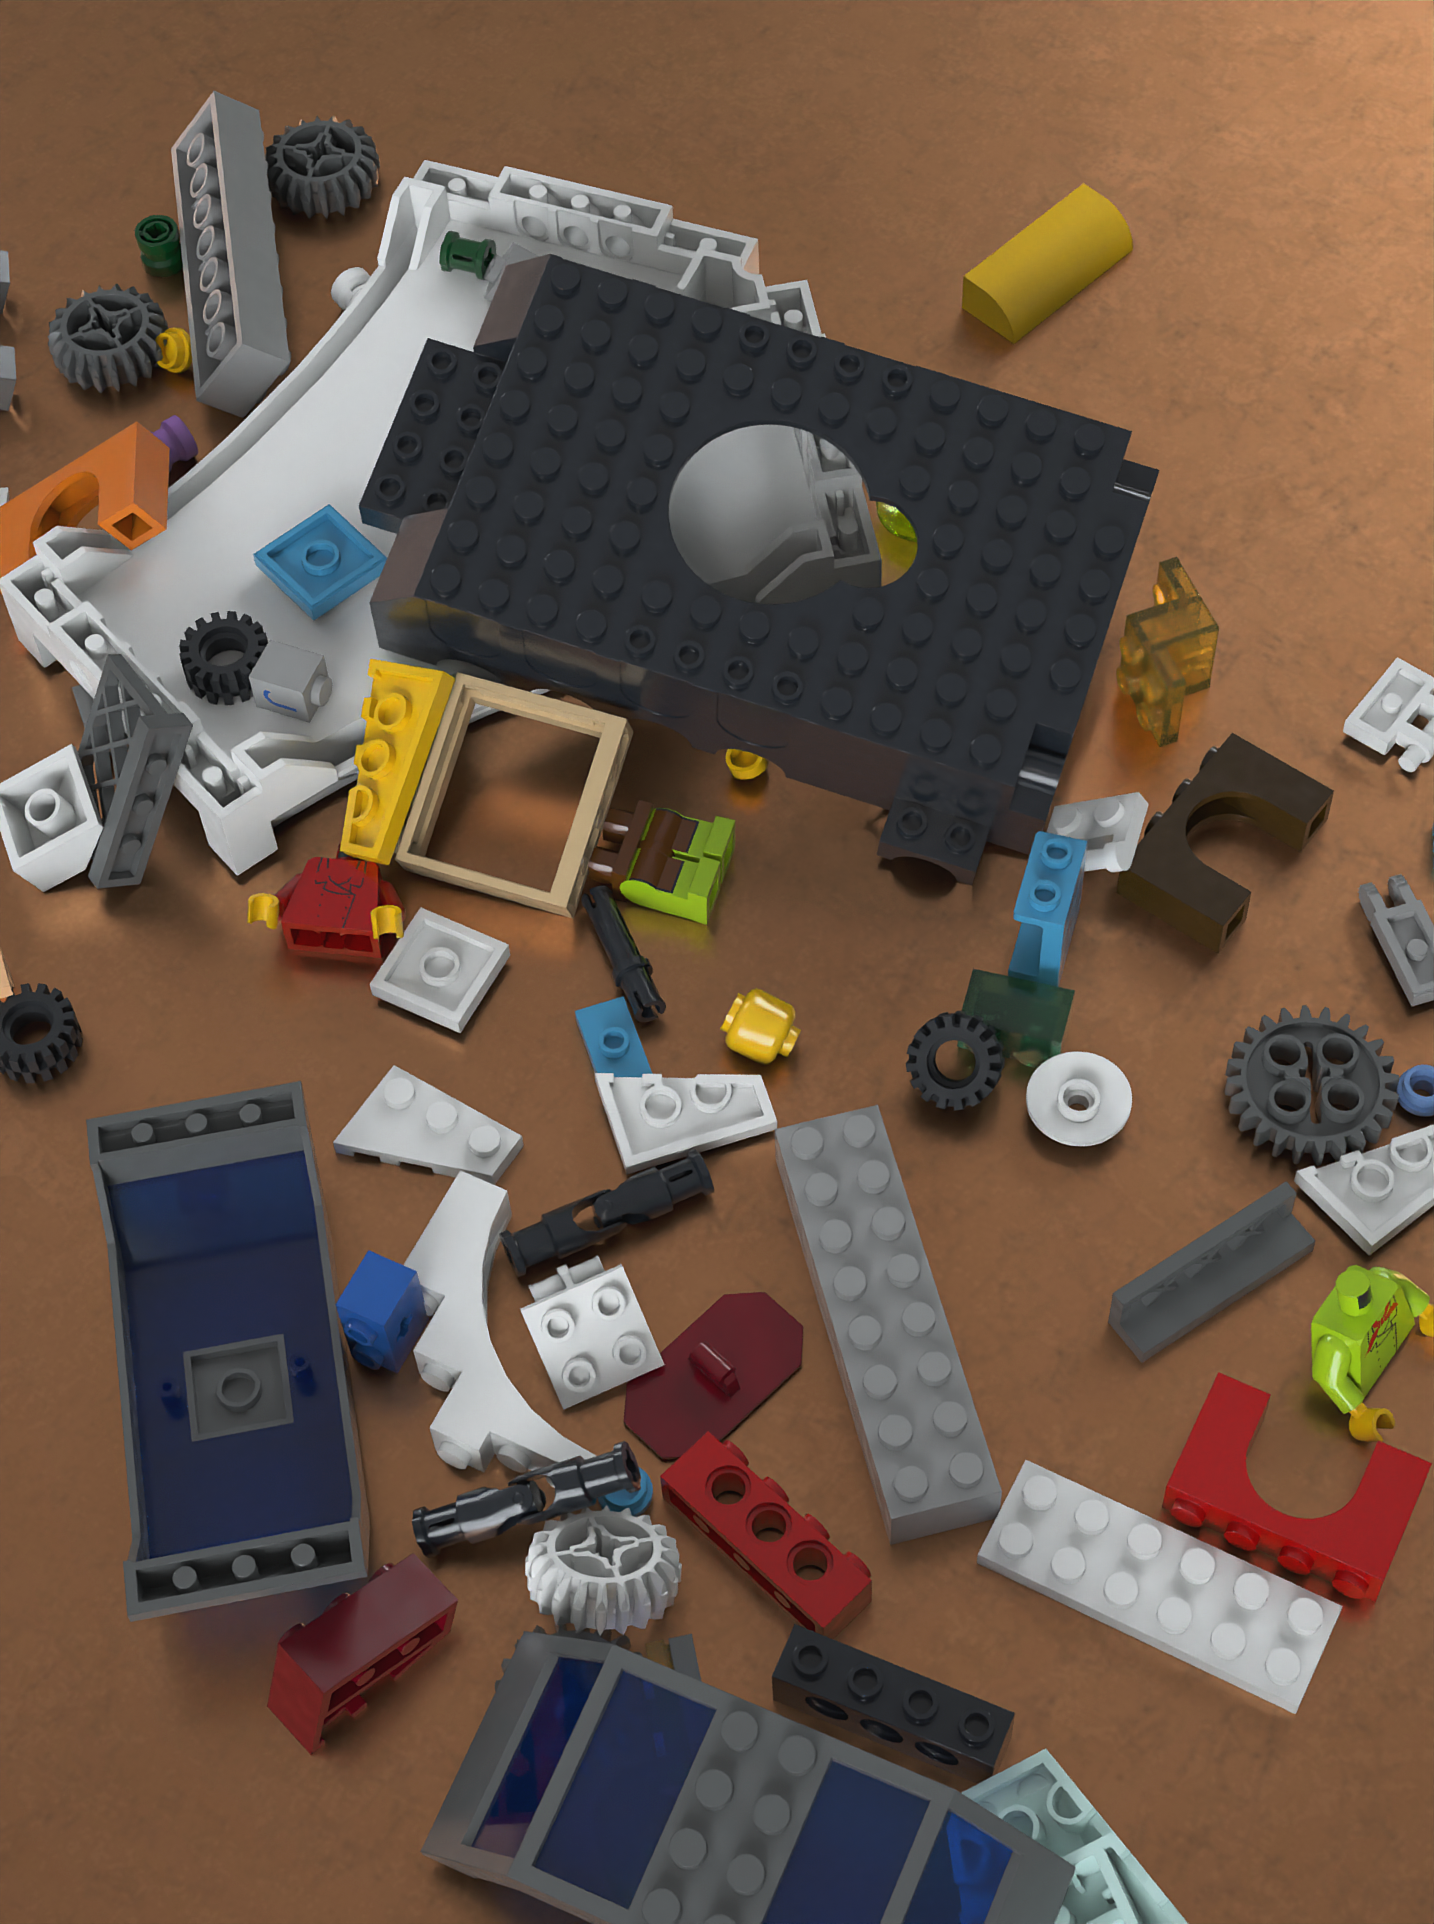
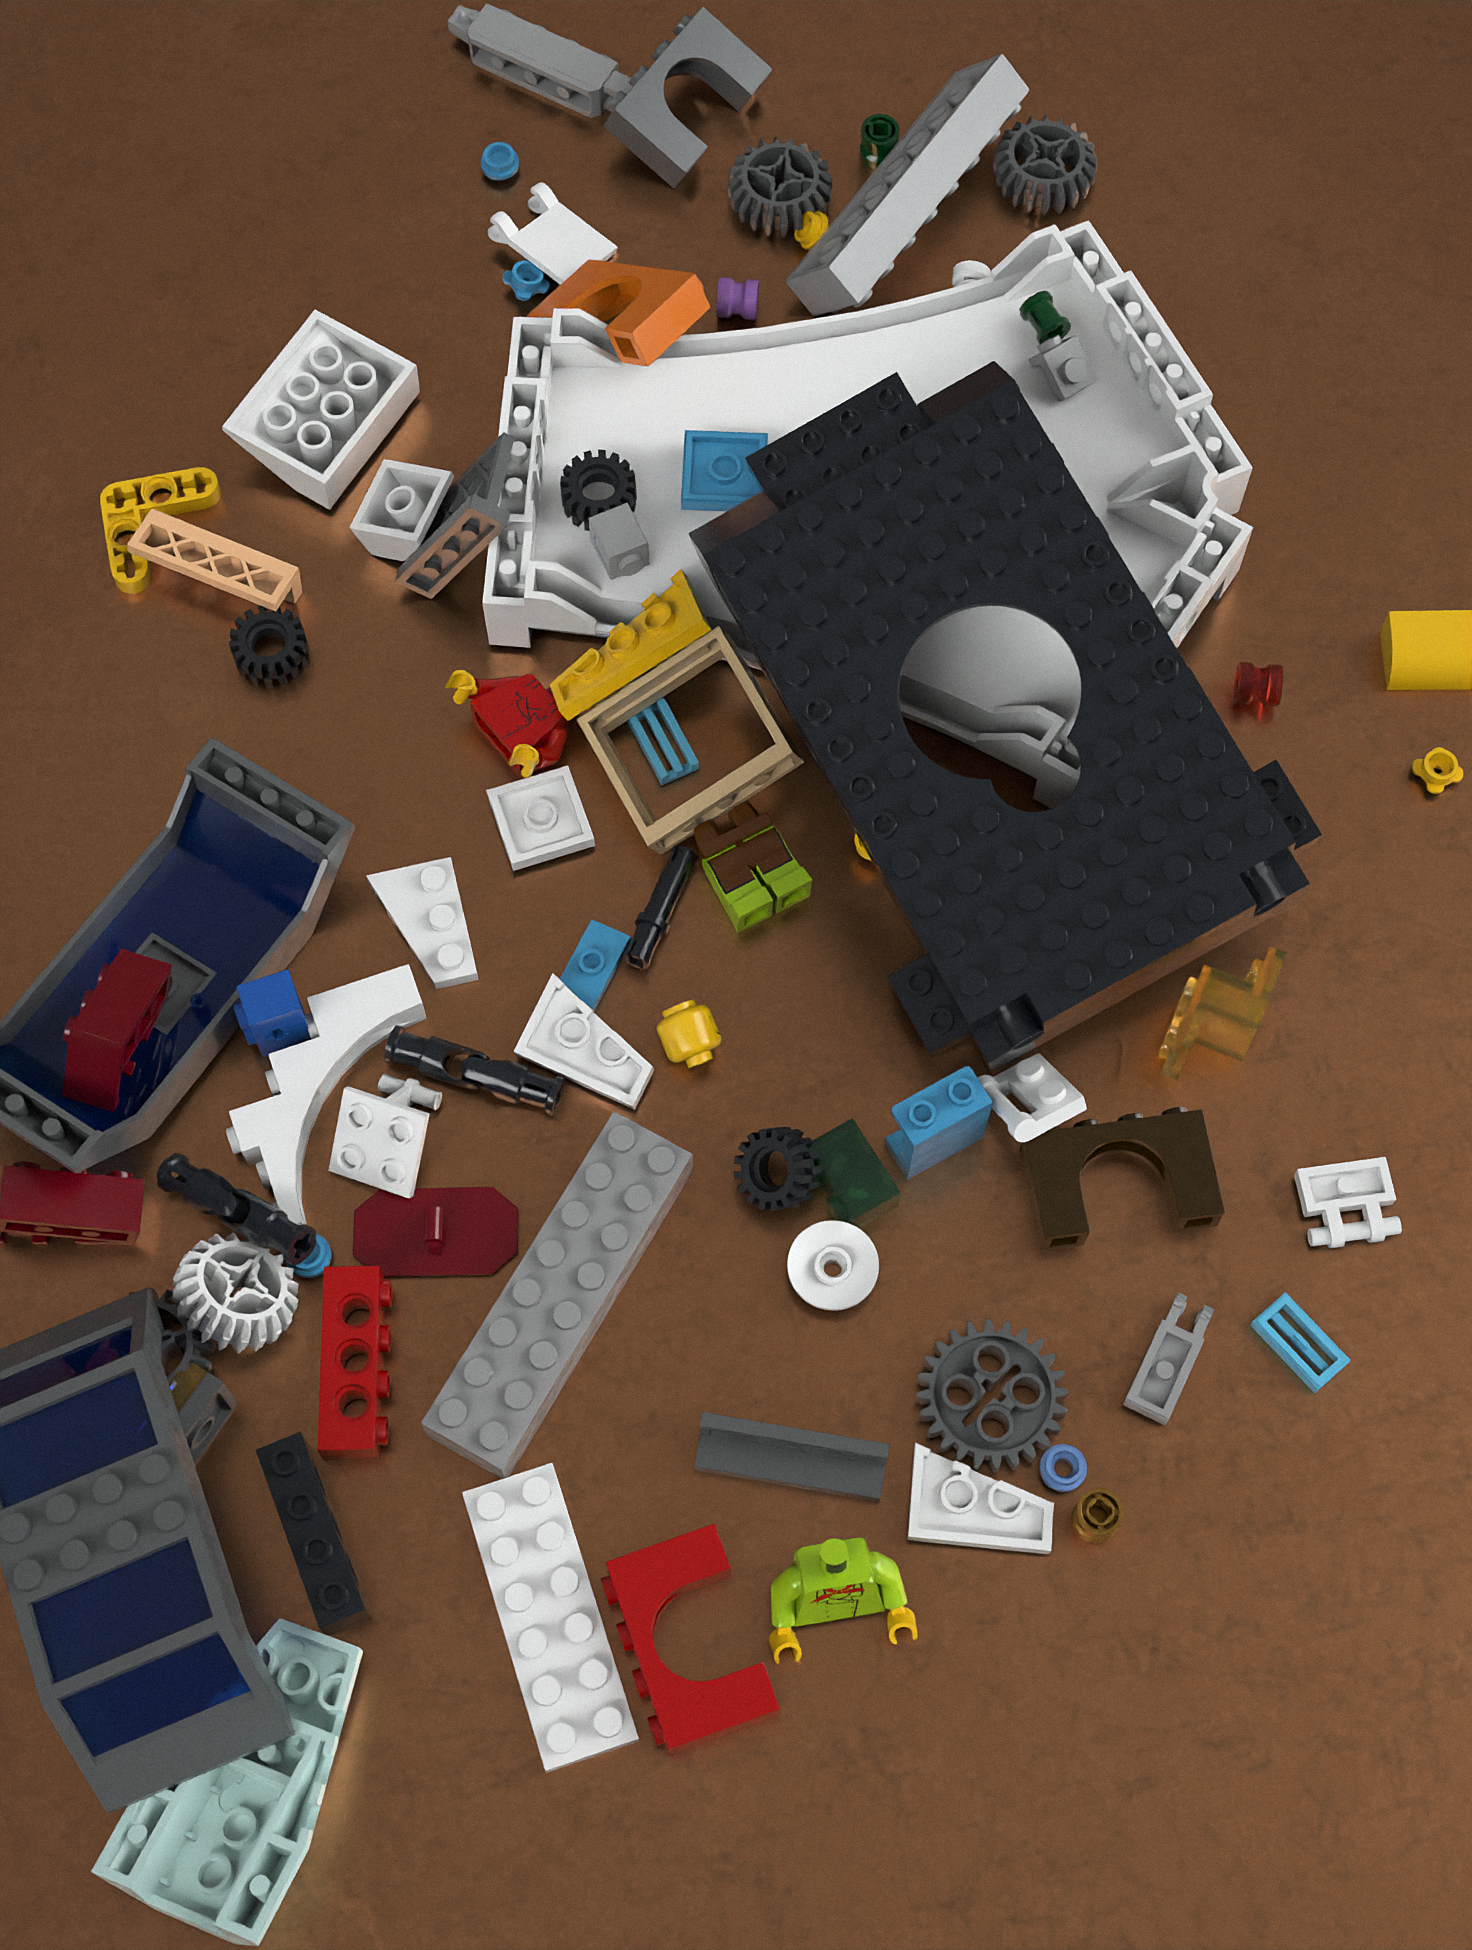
camera: 40 degrees right, 10 degrees up
(256, 1440) = (111, 1027): none -> dark red wedge
(482, 822) = (679, 738): none -> medium azure tile
(1118, 364) = (1440, 759): none -> yellow plate

